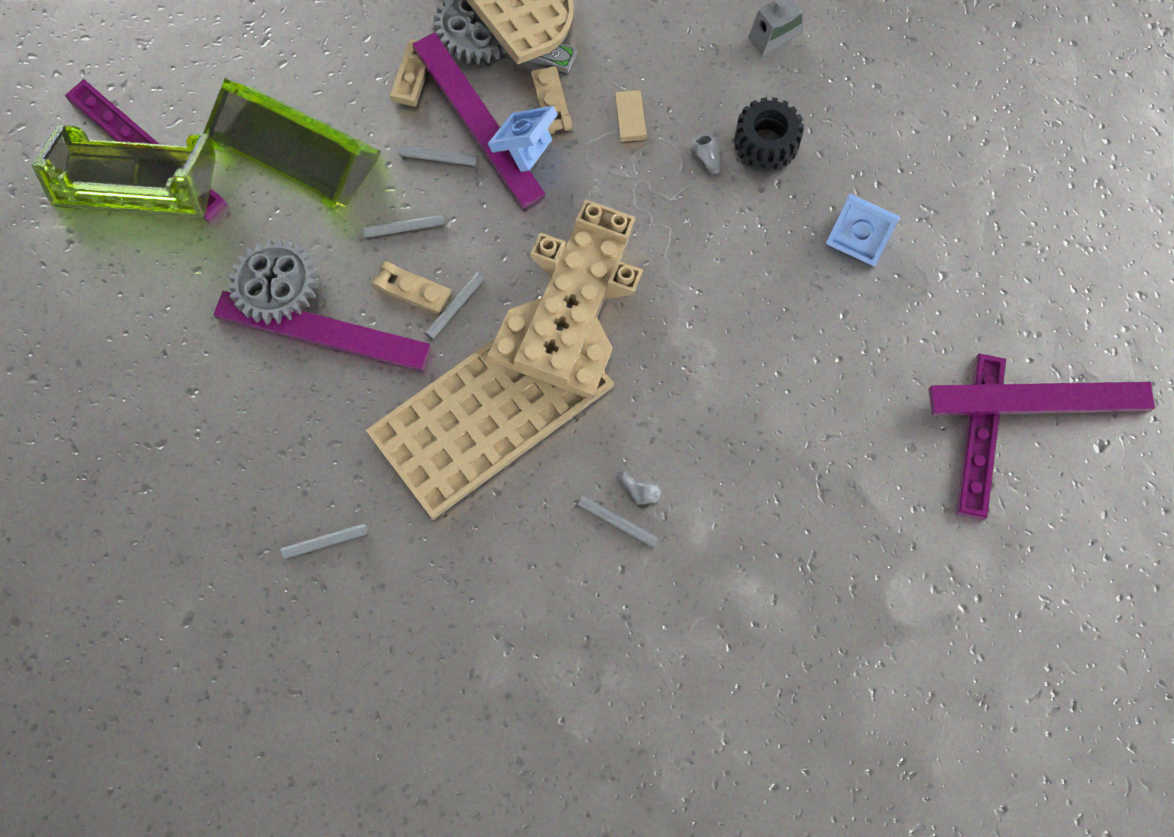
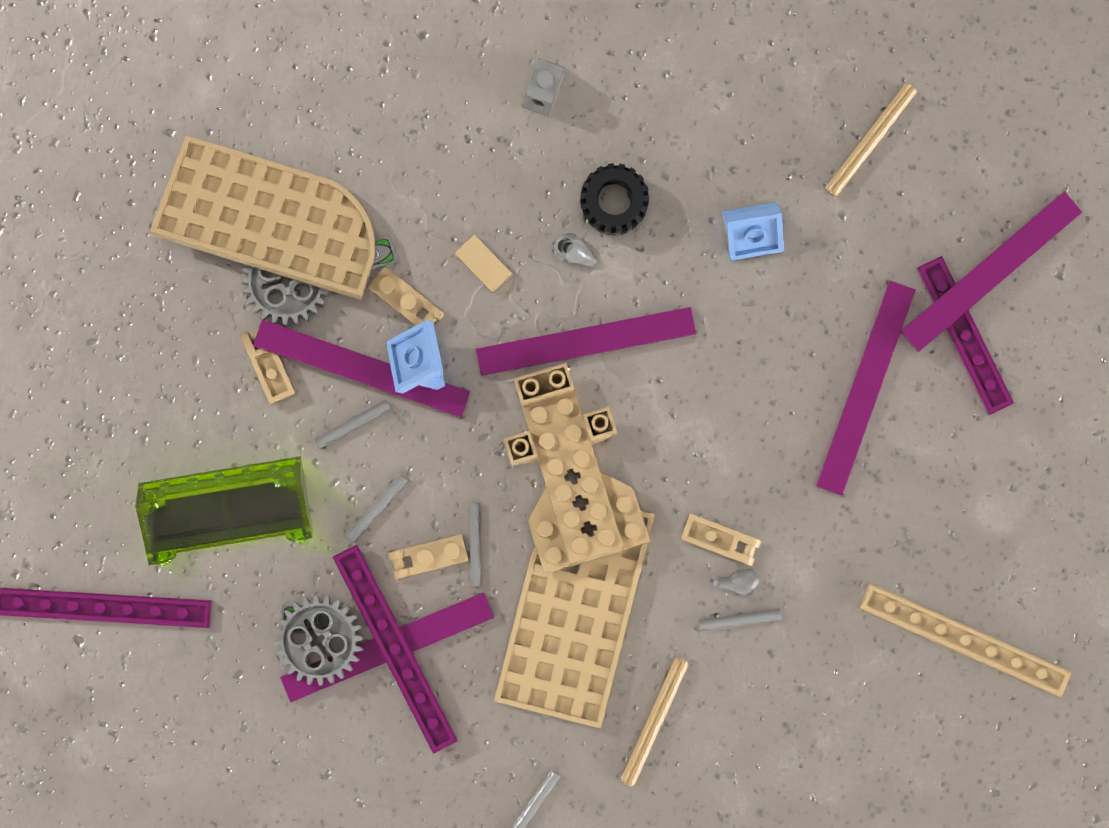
camera: 40 degrees left, 15 degrees up
(126, 174) = (115, 642): windscreen -> none
(324, 336) = (395, 649): none -> magenta tile
(479, 549) = (654, 721): none -> tan axle
(651, 443) = (719, 539): none -> tan plate
(667, 223) = (586, 341): none -> magenta tile
(801, 690) = (965, 640): none -> tan tile
(863, 416) = (865, 388): none -> magenta tile
(1008, 235) = (871, 139): none -> tan axle

